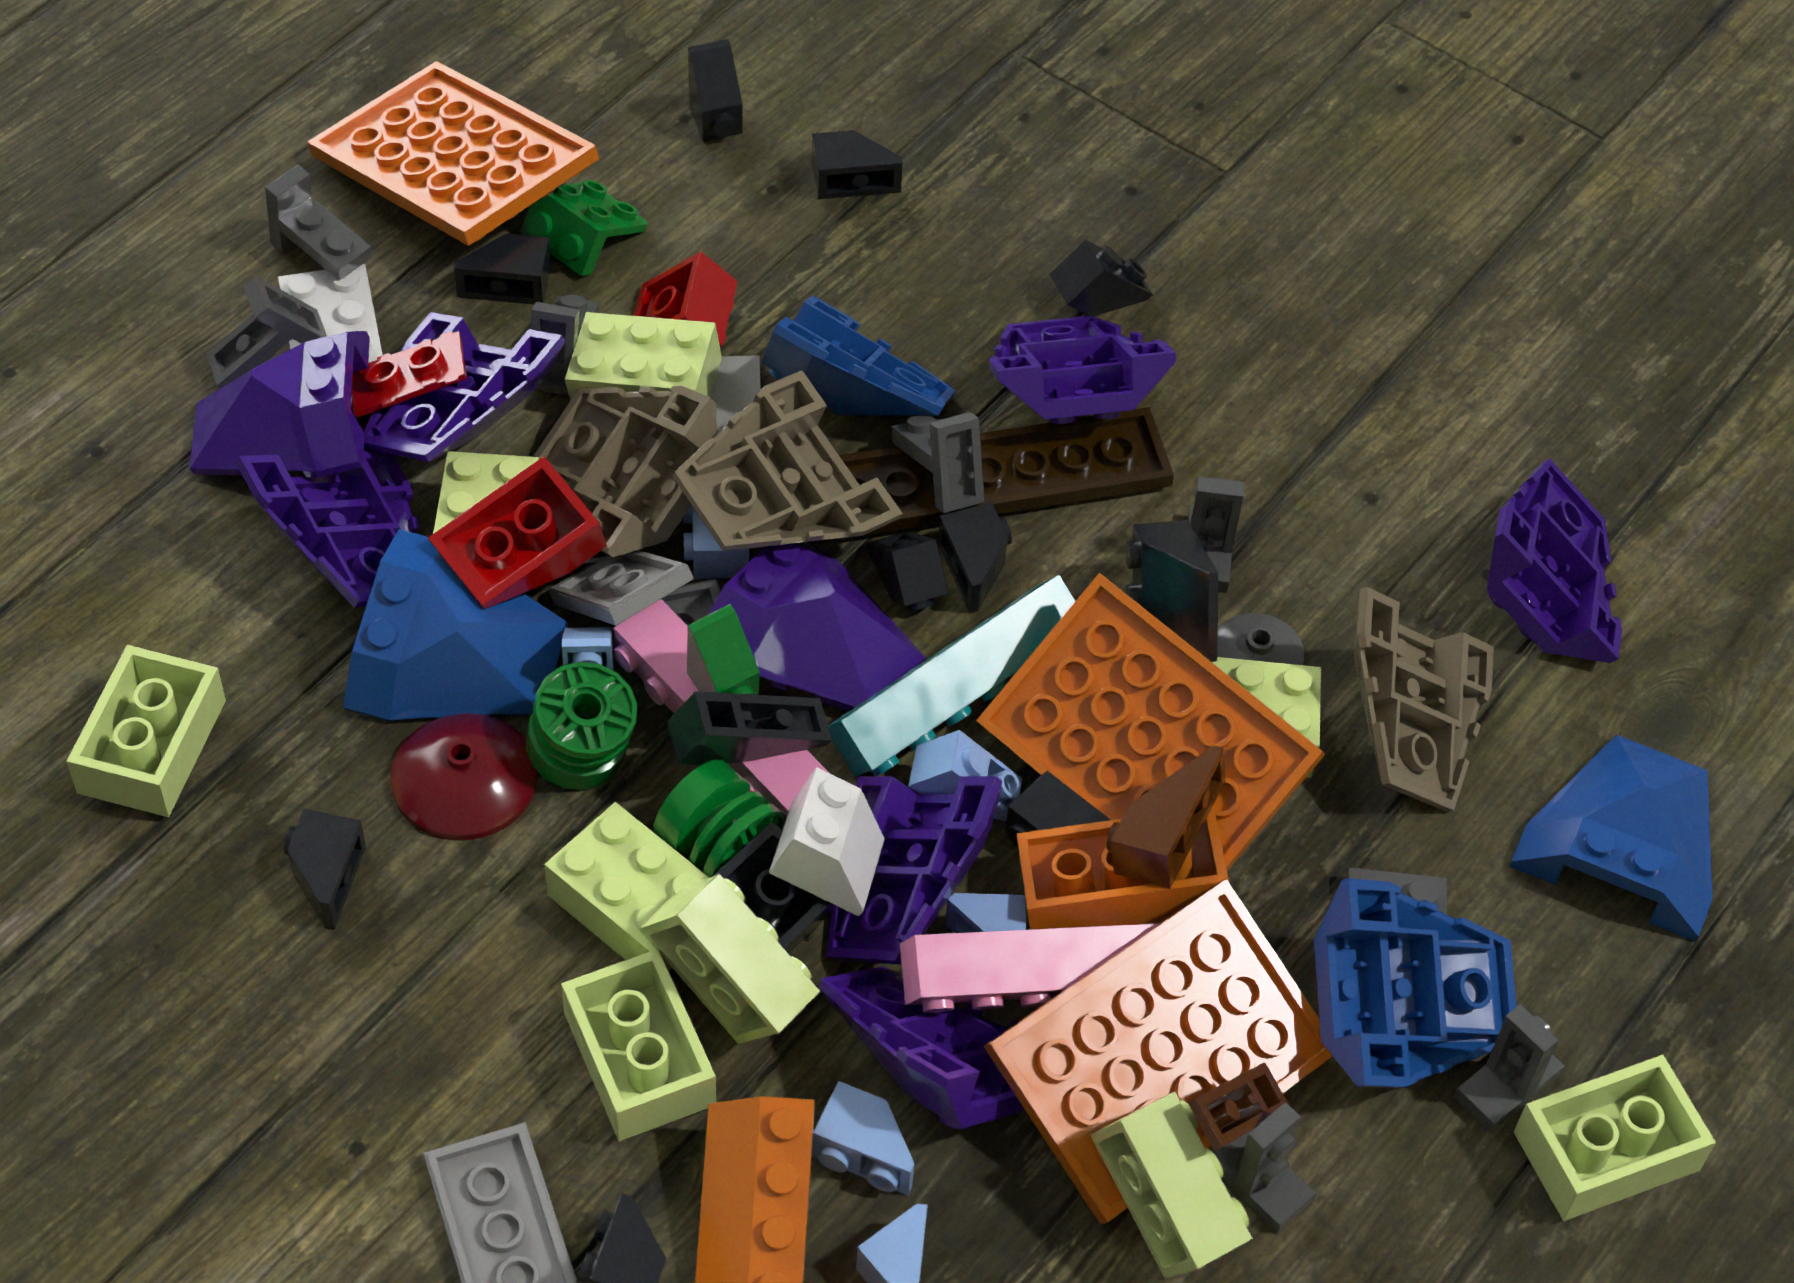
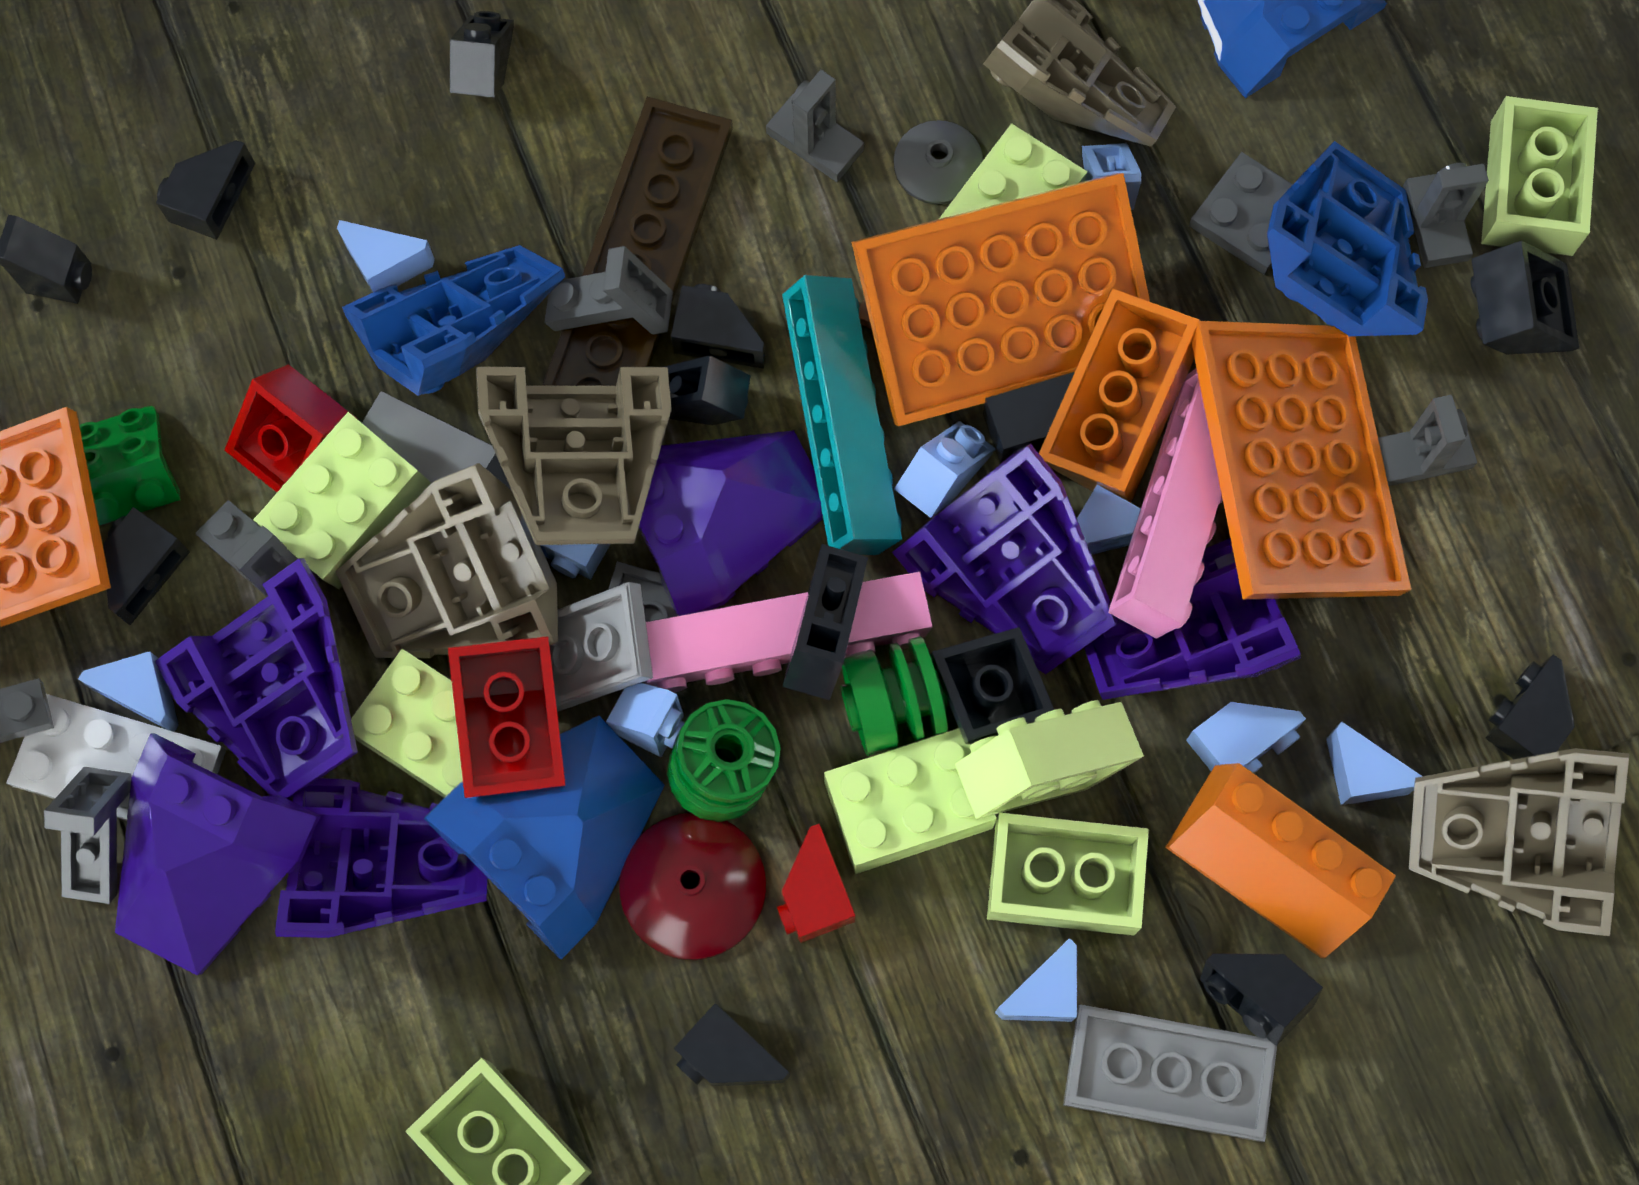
camera: 55 degrees left, 20 degrees up
(402, 311) = (136, 686): none -> light blue slope
(409, 373) = (230, 714): red piece -> none
(509, 859) = (814, 891): none -> red slope
(524, 1084) = (1048, 992): none -> light blue slope
(720, 655) = (760, 608): green slope -> none
(830, 842) = (978, 619): white slope -> none
(875, 302) = (384, 255): none -> light blue slope
(1079, 367) = (577, 129): dark purple wedge -> none
(1166, 821) = (1126, 343): reddish brown slope -> none
(1172, 1186) = (1434, 525): yellowish green brick -> none
(1175, 582) = (875, 187): black slope -> none
(1237, 1105) = (1400, 436): reddish brown slope -> none
(1340, 784) = (1112, 159): none -> light blue slope
(1478, 1192) = (1523, 301): none -> black slope

